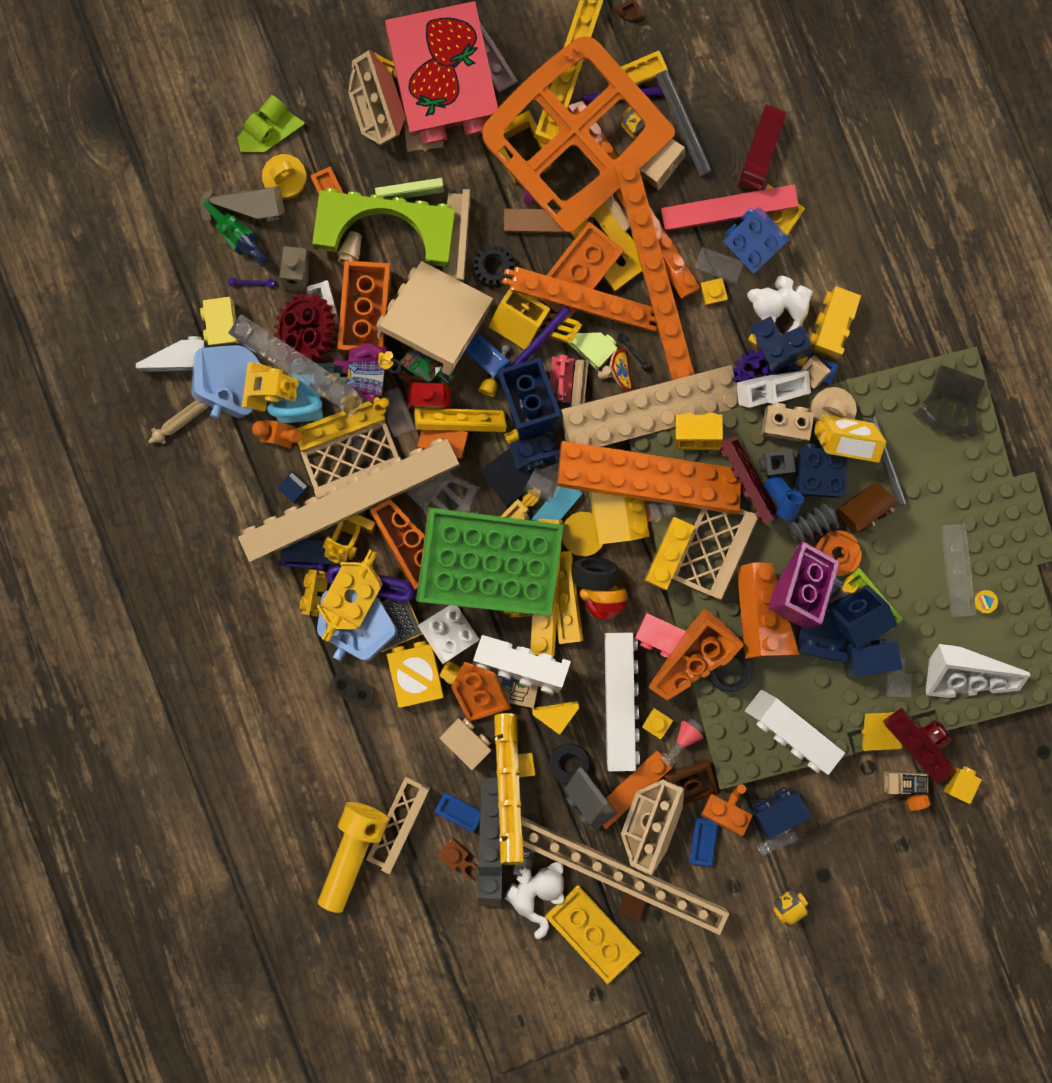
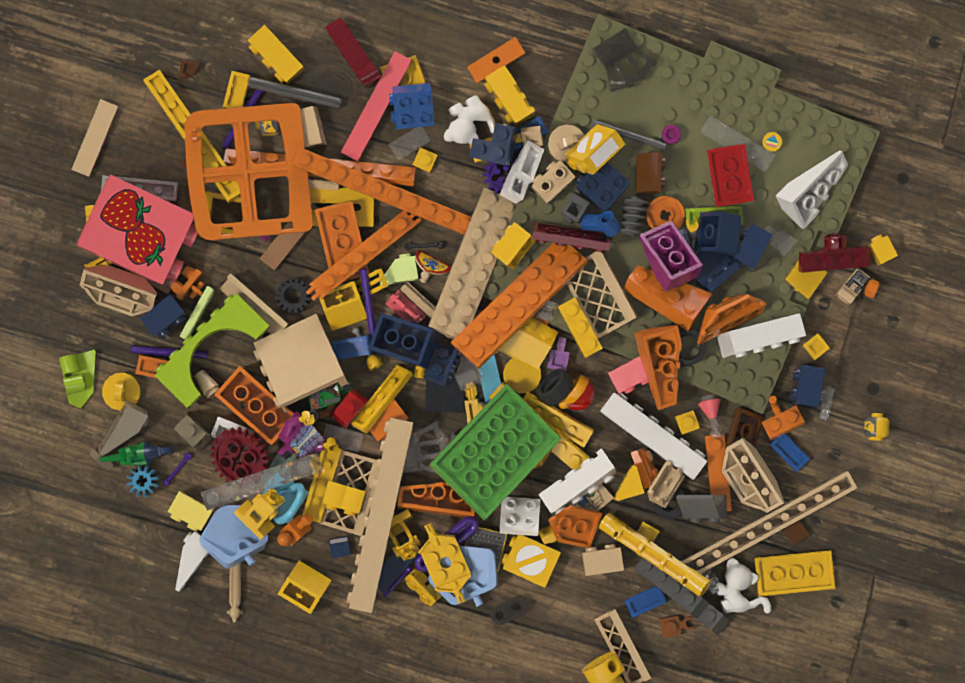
camera: 50 degrees left, 0 degrees up
(219, 250) = (148, 485): none -> dark azure gear
(229, 482) = (304, 587): none -> yellow slope
(340, 455) = (344, 498): none -> yellow brick
(347, 181) = (164, 351): none -> dark purple bar
(382, 160) = (164, 317): none -> dark blue brick
(430, 165) = (182, 290): none -> orange hips
(582, 721) = (644, 462): none -> orange plate
(582, 748) = (665, 484): none -> tan hinge
(625, 555) = (558, 358): none -> medium lavender plate
(704, 79) = (275, 55): none -> yellow brick
(791, 686) = (729, 314): none -> orange wedge
(822, 791) = (816, 346): none -> yellow plate
(871, 290) = (505, 53): none -> orange tile
(918, 501) = (671, 134): none -> magenta tile
(924, 586) = (730, 175): none -> red plate

